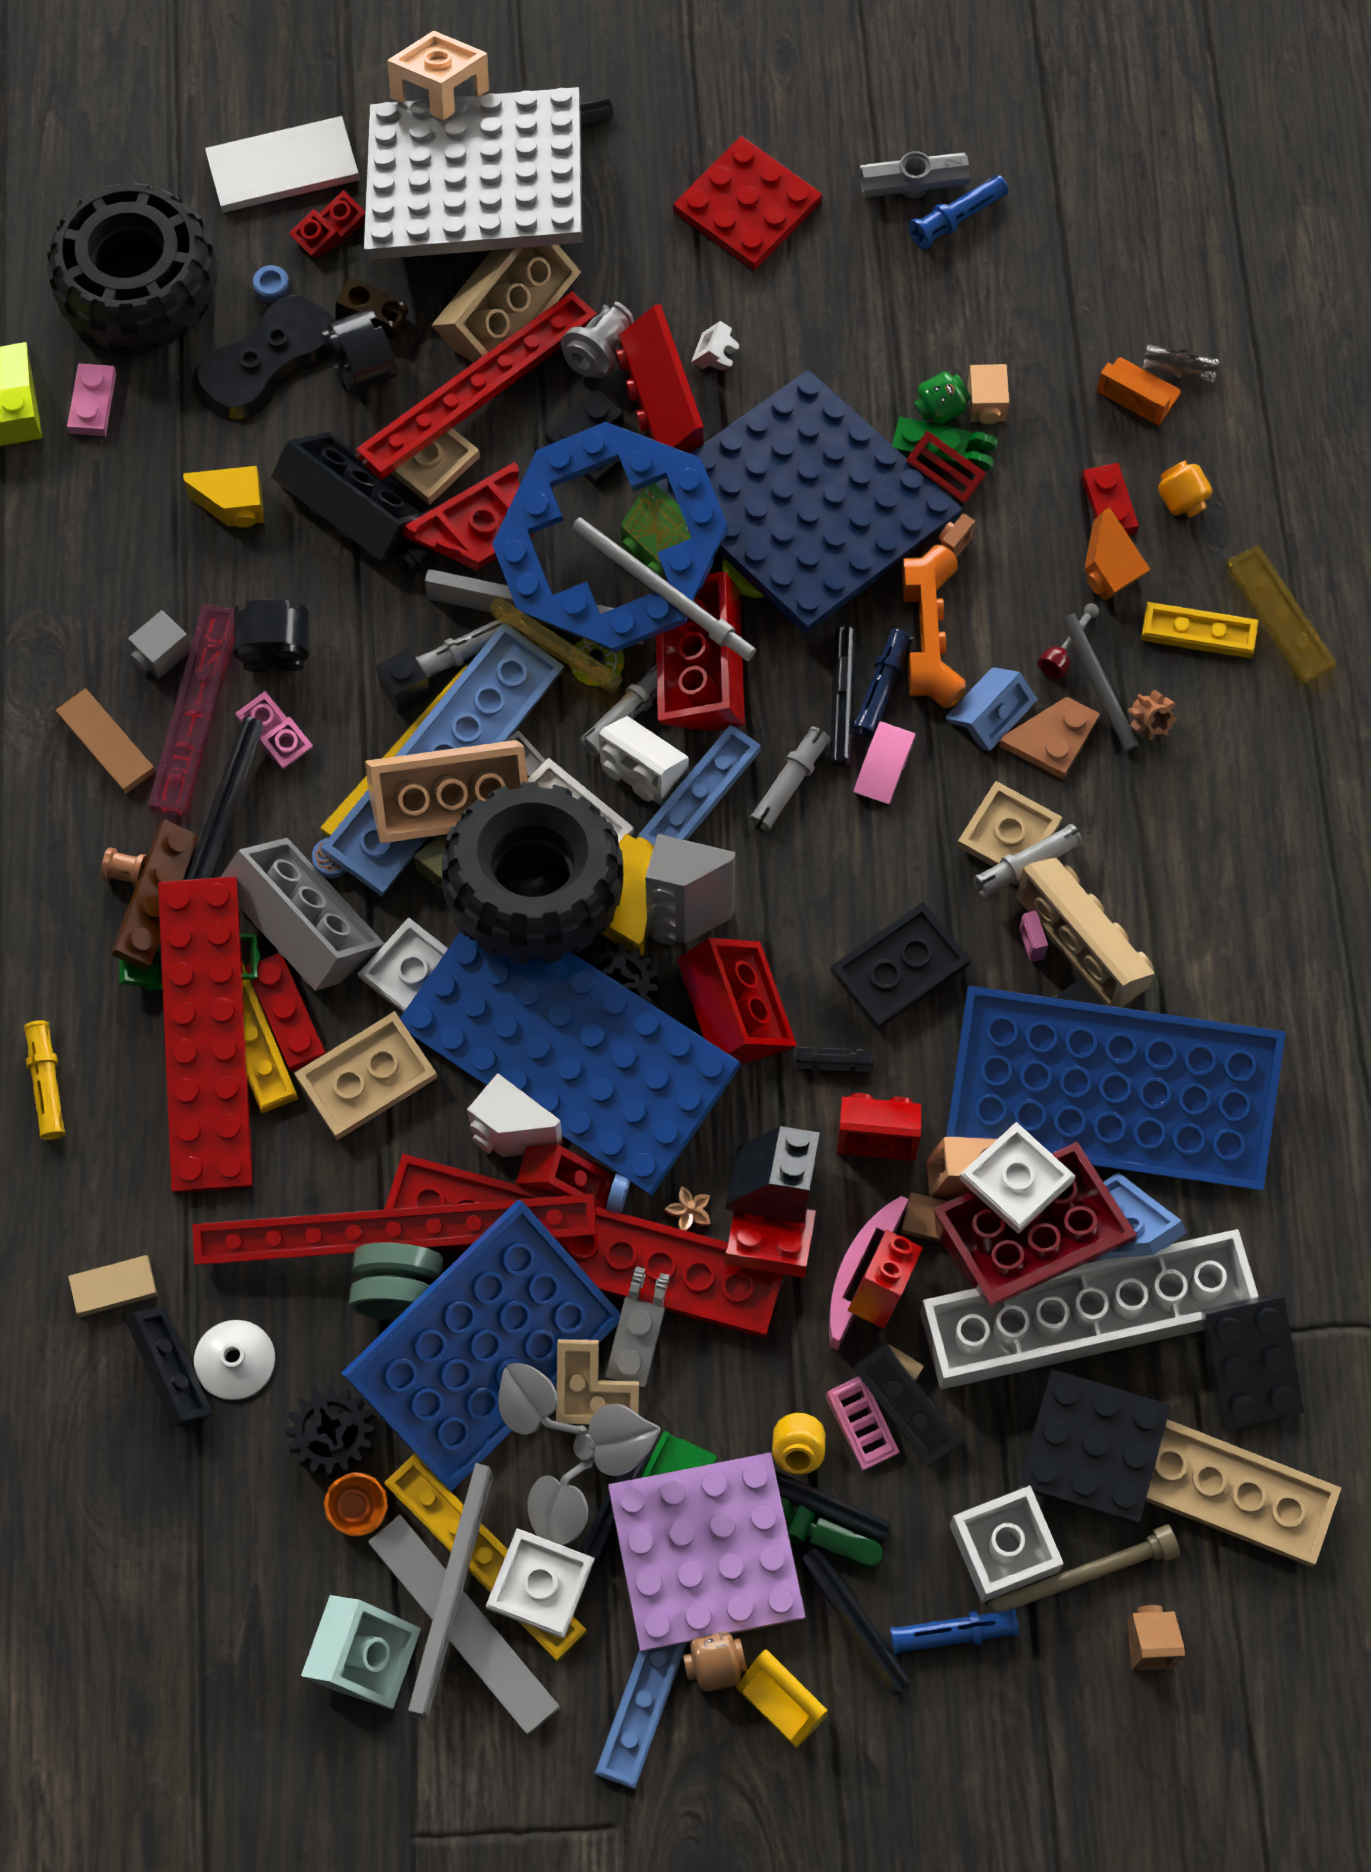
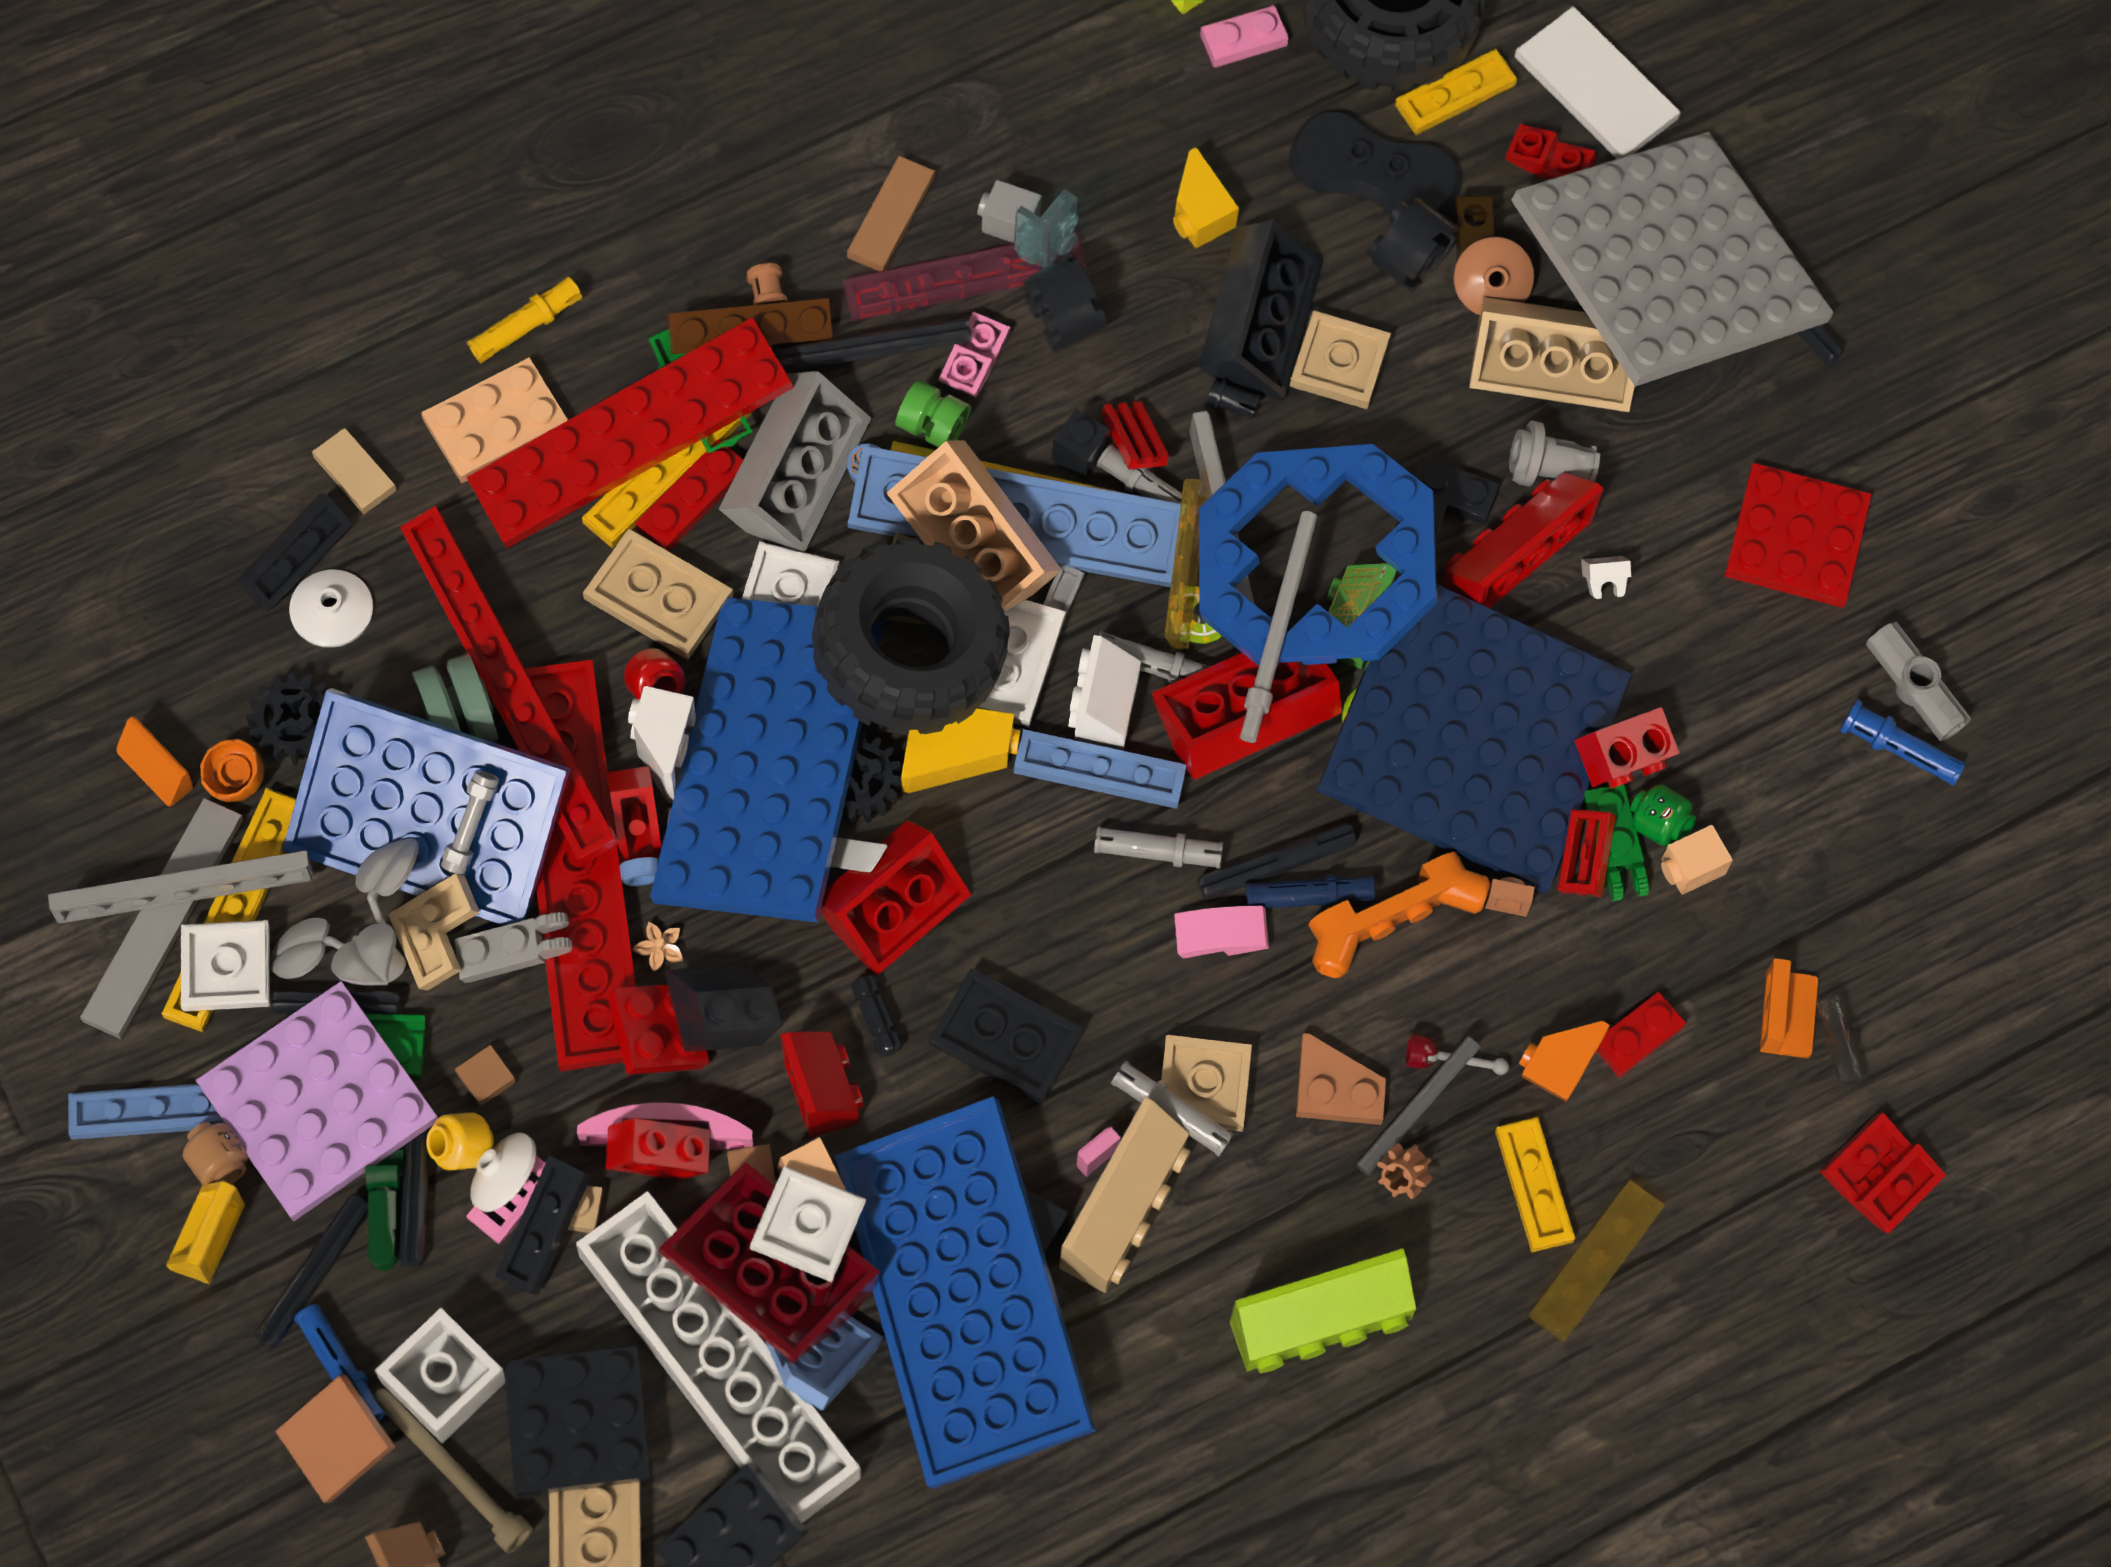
camera: 60 degrees right, 0 degrees up
(126, 1145) = (493, 418): none -> light nougat plate
(202, 625) = (1046, 237): none -> clear light blue bracket
(231, 253) = (1456, 92): none -> yellow tile
(271, 283) = (1457, 135): medium blue tile -> none
(310, 1573) = (153, 763): none -> orange slope
(318, 782) = (930, 414): none -> bright green wheel
(361, 1651) = (95, 837): light aqua slope -> none
(403, 313) = (1482, 259): none -> nougat dish
(418, 635) = (1142, 435): none -> red tile
(439, 66) = (1772, 167): light nougat panel -> none
(445, 1108) = (654, 670): none -> red head
(470, 521) = (1277, 421): red wing -> none
(473, 387) = (1435, 366): red plate -> none
(502, 1283) = (457, 854): none -> light grey bar
(687, 889) = (961, 784): light grey slope -> none
(694, 1006) = (856, 854): none -> white sticker
(741, 1402) = (485, 1075): none -> medium nougat tile
(855, 1413) = (502, 1172): none -> white dish
(876, 396) = (1627, 747): none -> red brick
(993, 706) = (1337, 1011): medium blue panel -> none
(1022, 1659) = (335, 1439): none -> nougat tile
(1185, 489) = (1687, 1102): light orange head -> none
(1246, 825) = (1323, 1312): none -> lime slope
(1297, 385) = (1882, 1173): none -> red slope

